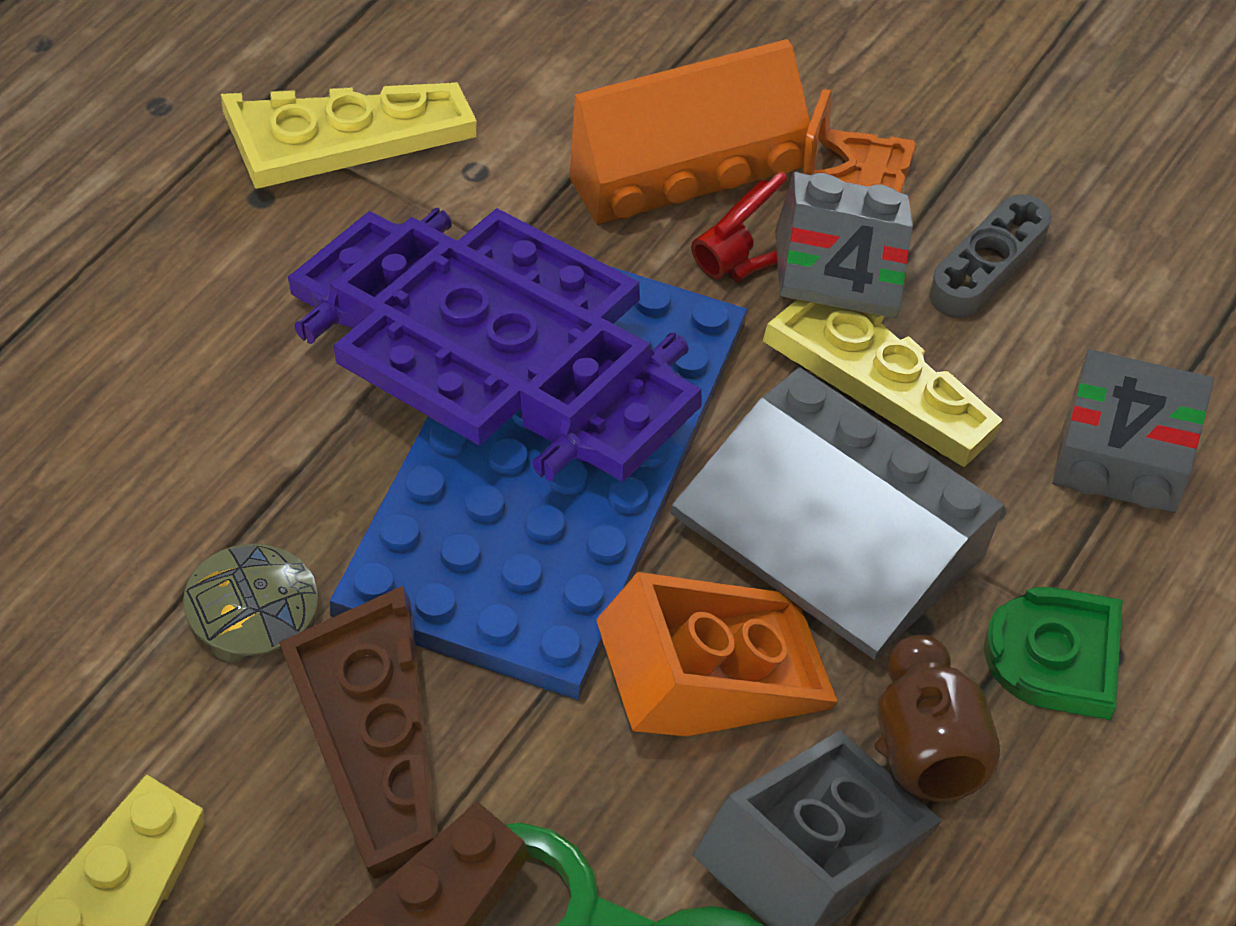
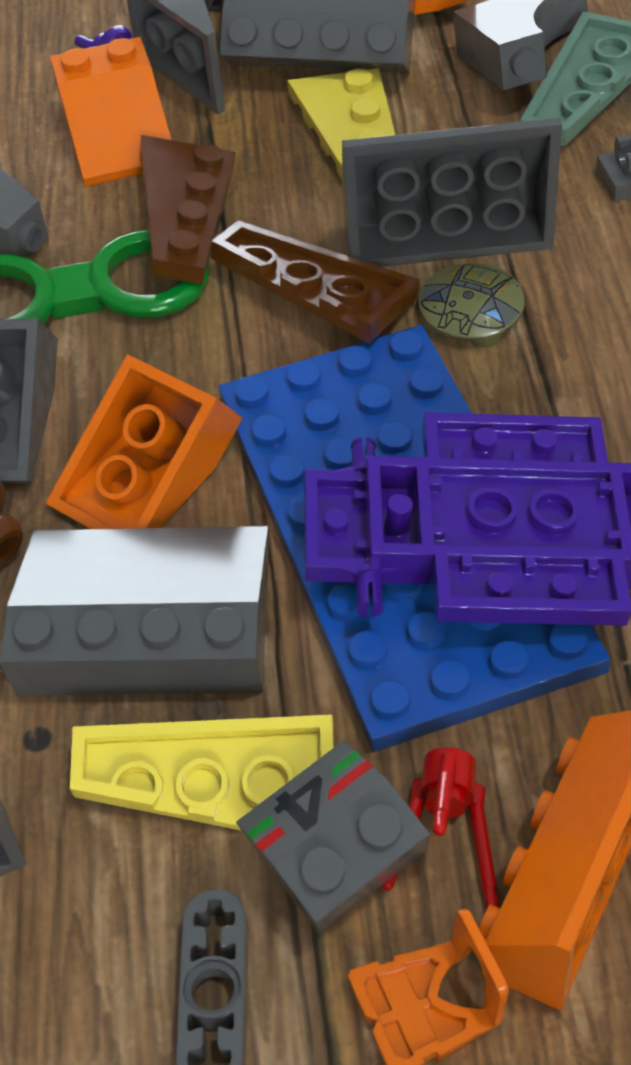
camera: 150 degrees right, 0 degrees up
(167, 655) = (451, 192): none -> dark grey slope

